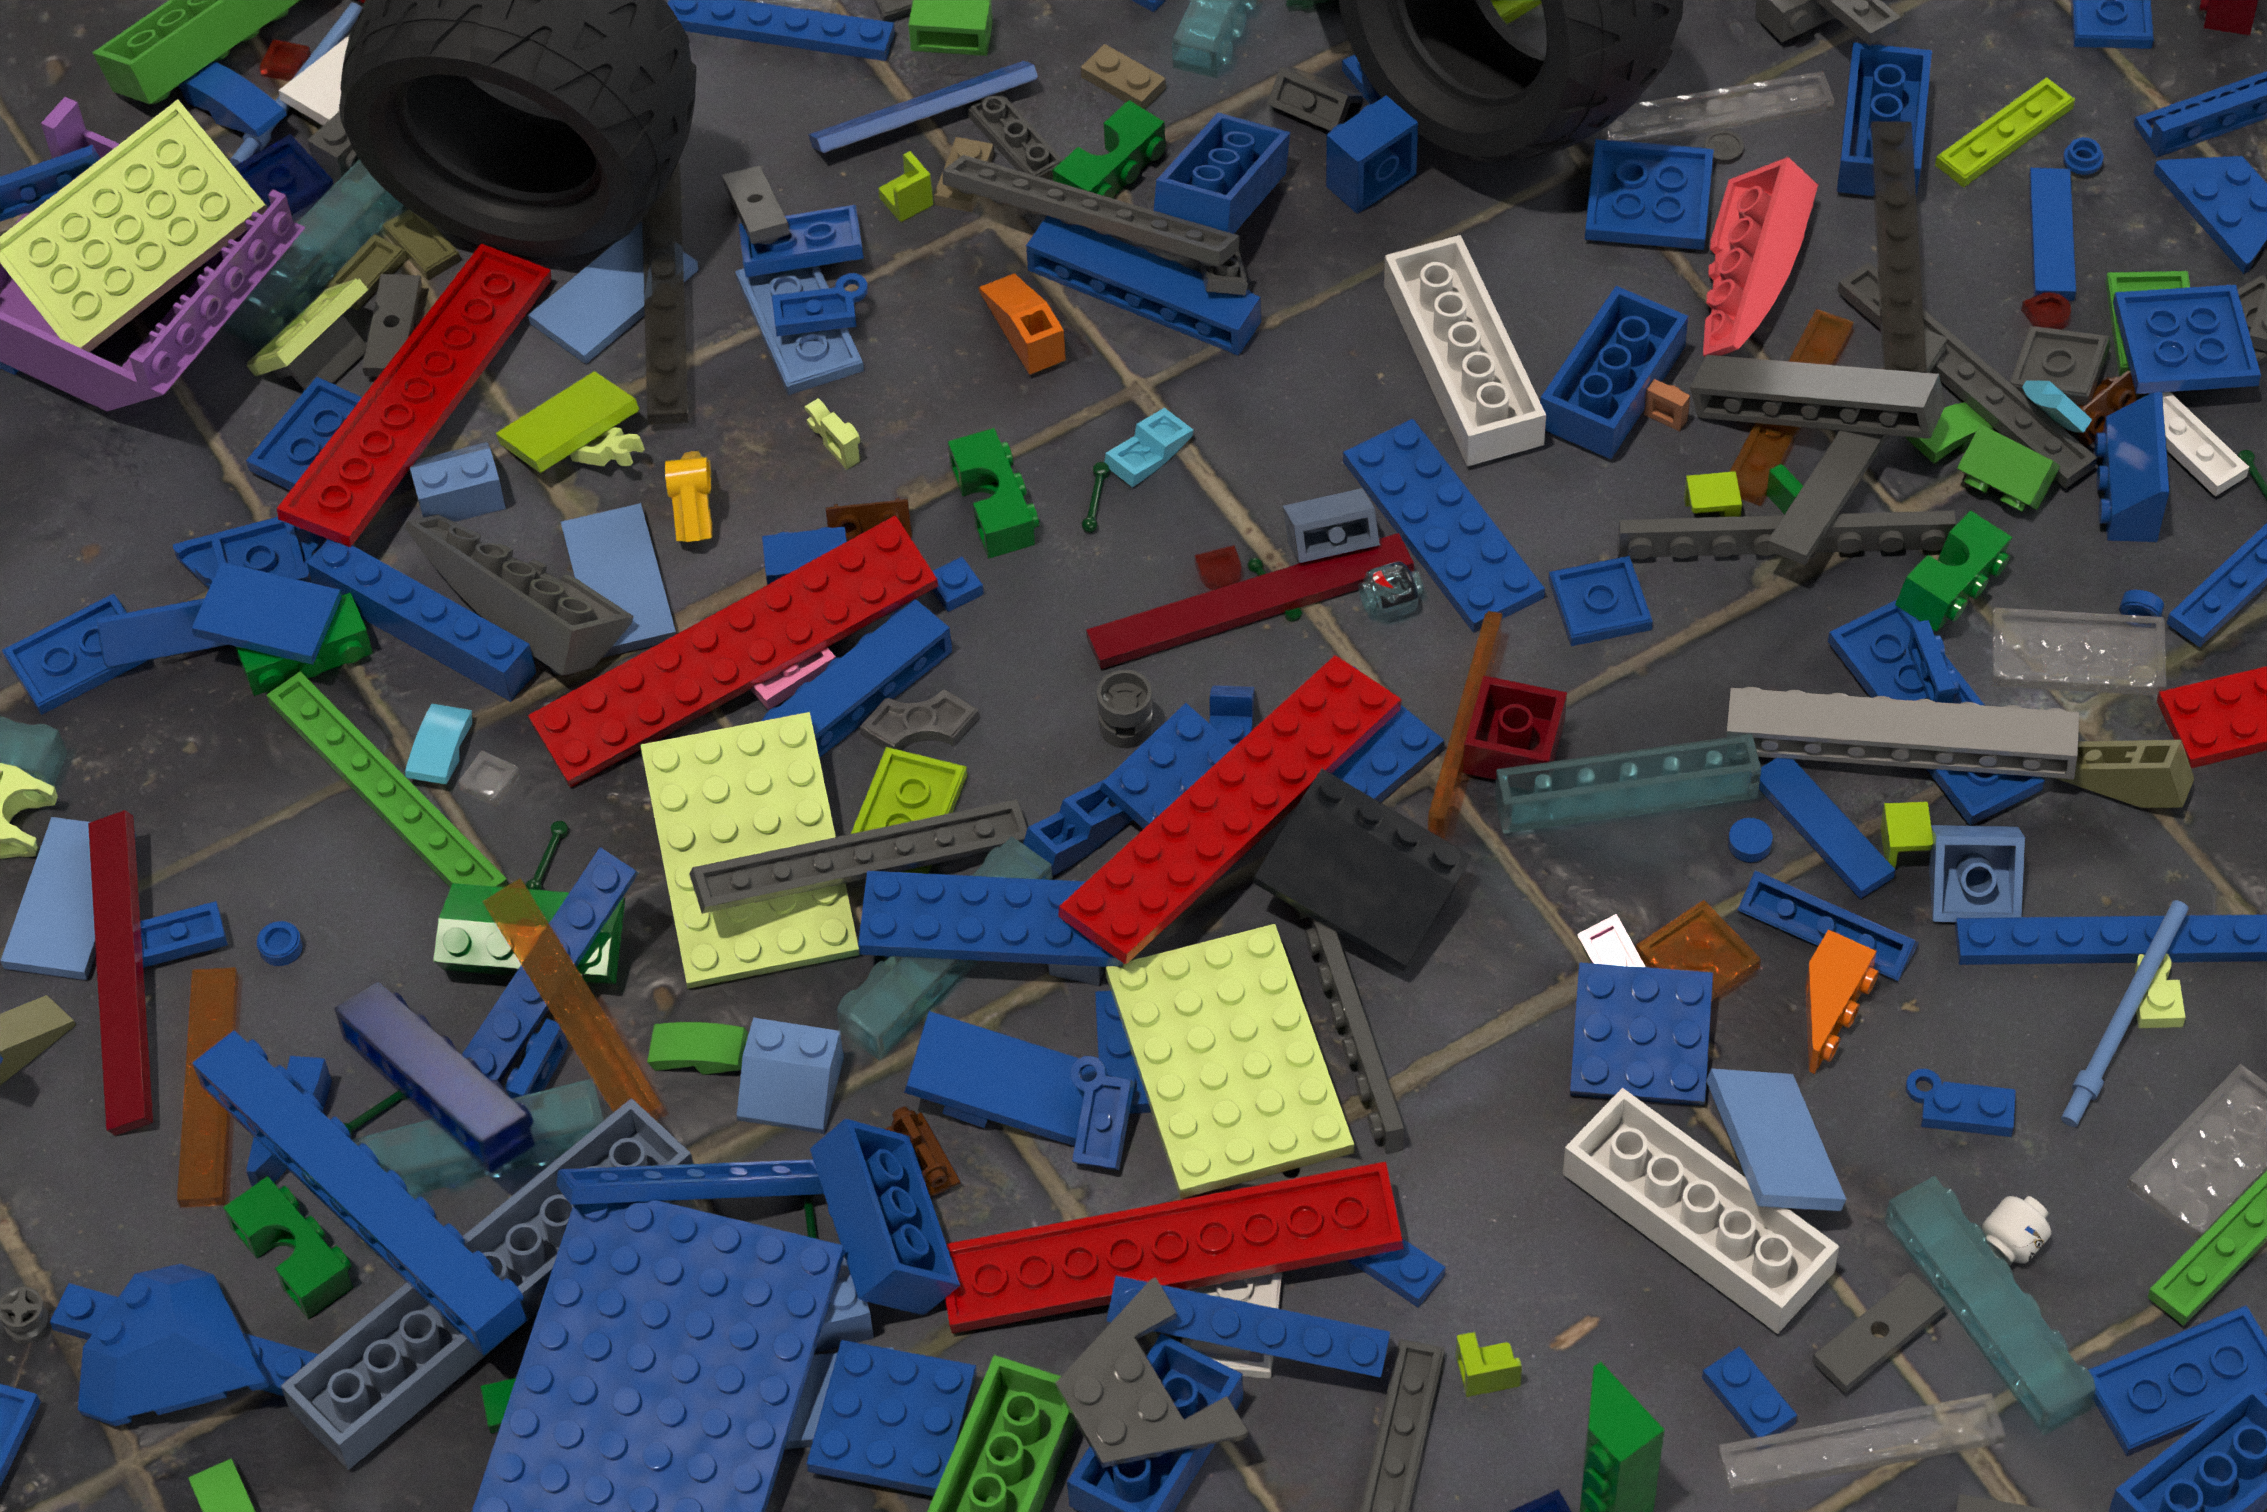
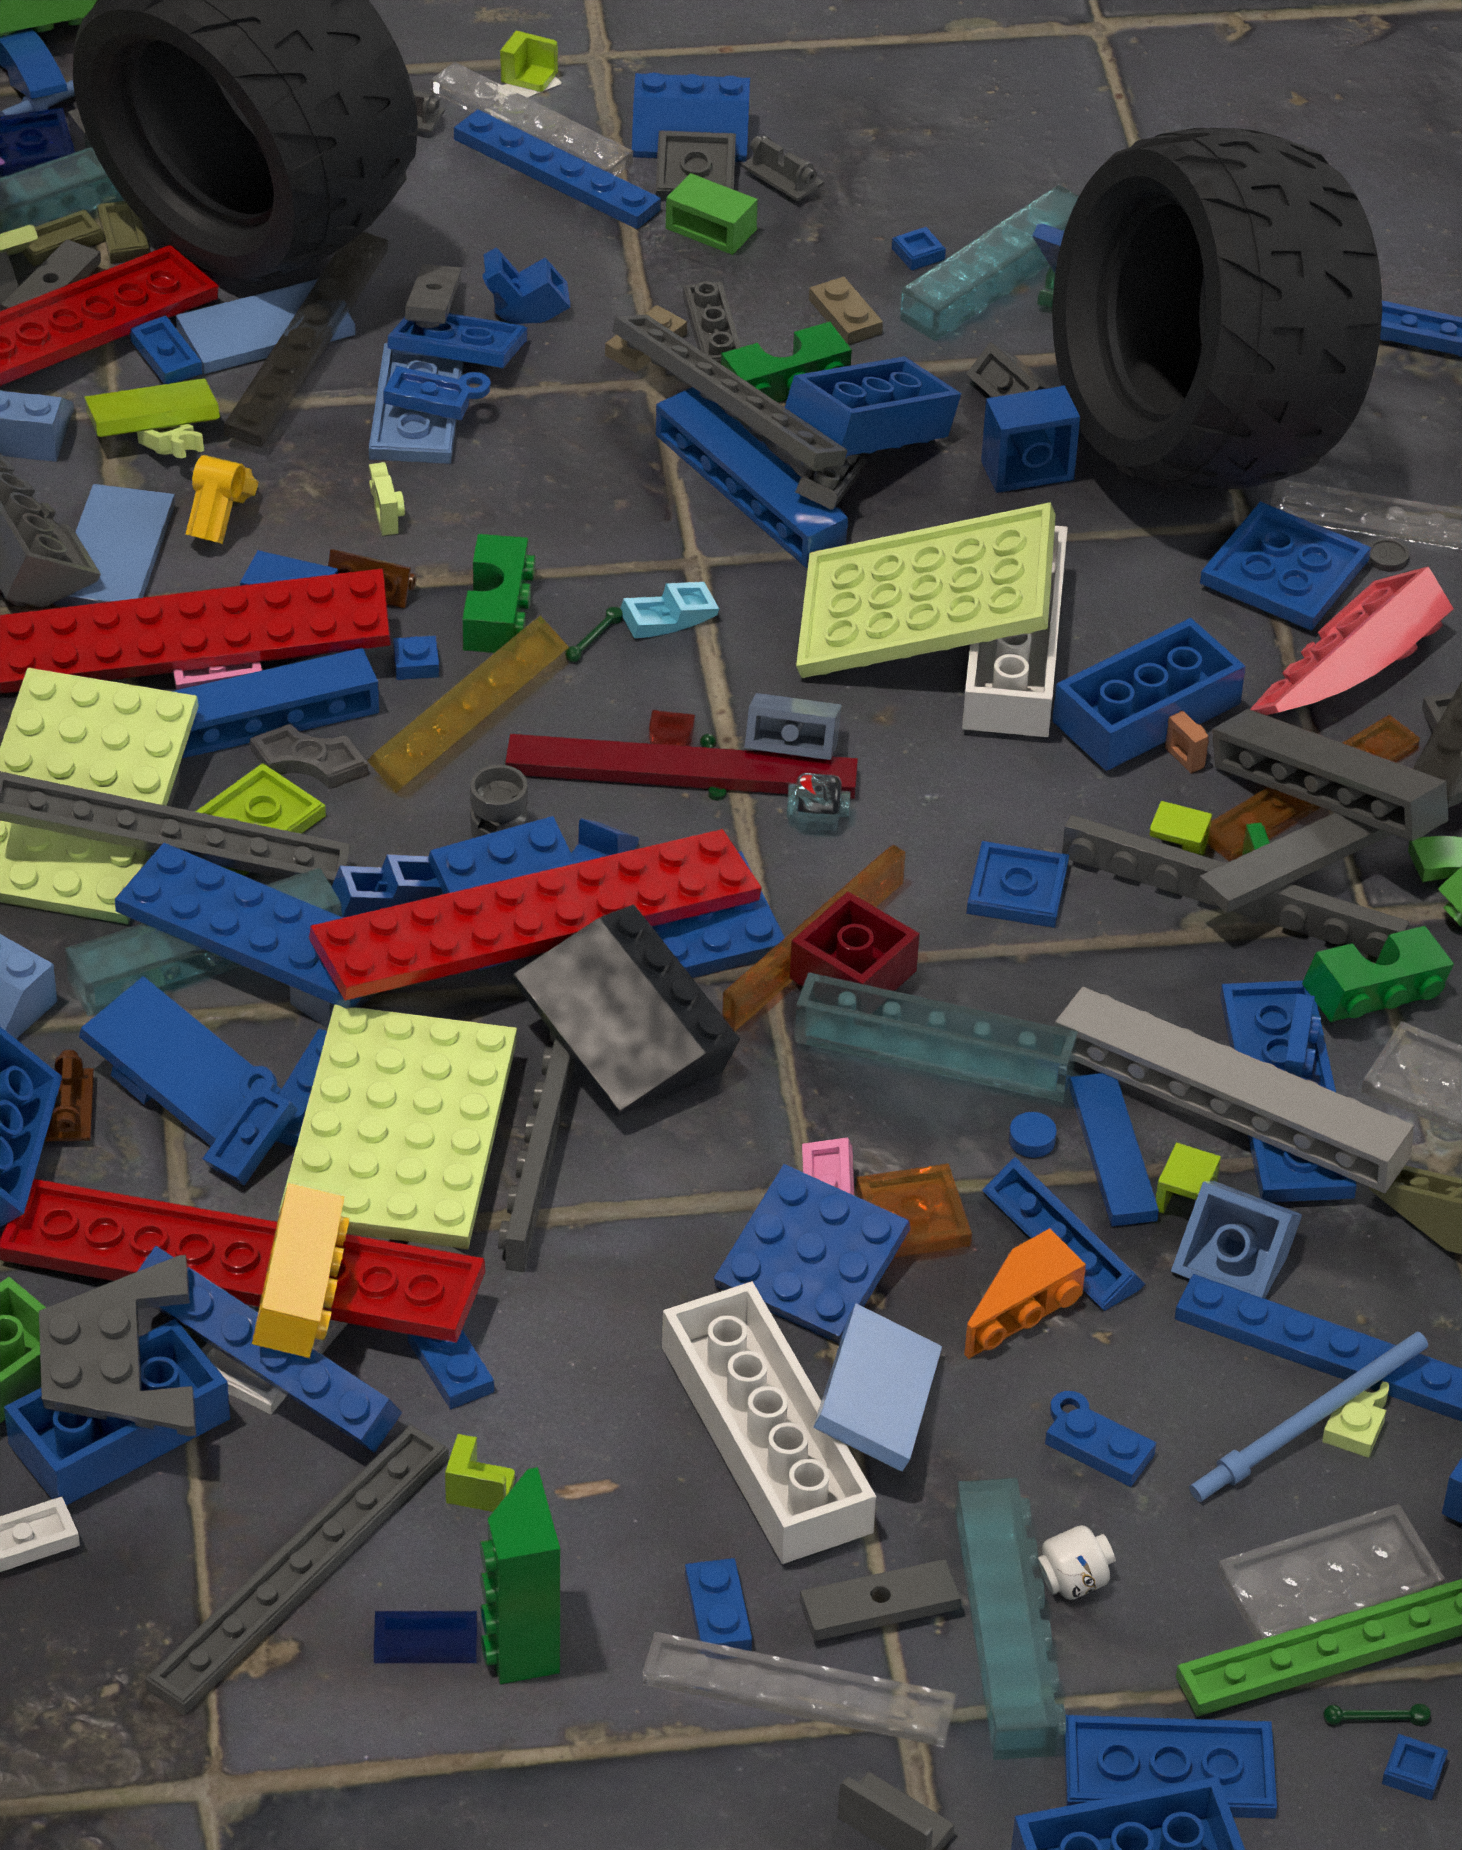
camera: 20 degrees right, 10 degrees down
(541, 356) = (165, 350): none -> blue plate
(837, 170) = (525, 295): none -> blue brick
(910, 191) = (583, 333): lime panel -> none
(923, 106) = (654, 271): blue tile -> none
(1026, 322) = (618, 472): orange slope -> none
(1033, 615) = (467, 704): none -> clear yellow plate
(1251, 1246) = (299, 1271): none -> yellow brick
(1377, 347) = (927, 590): none -> yellowish green plate
(1443, 524) = (907, 767): blue plate -> none

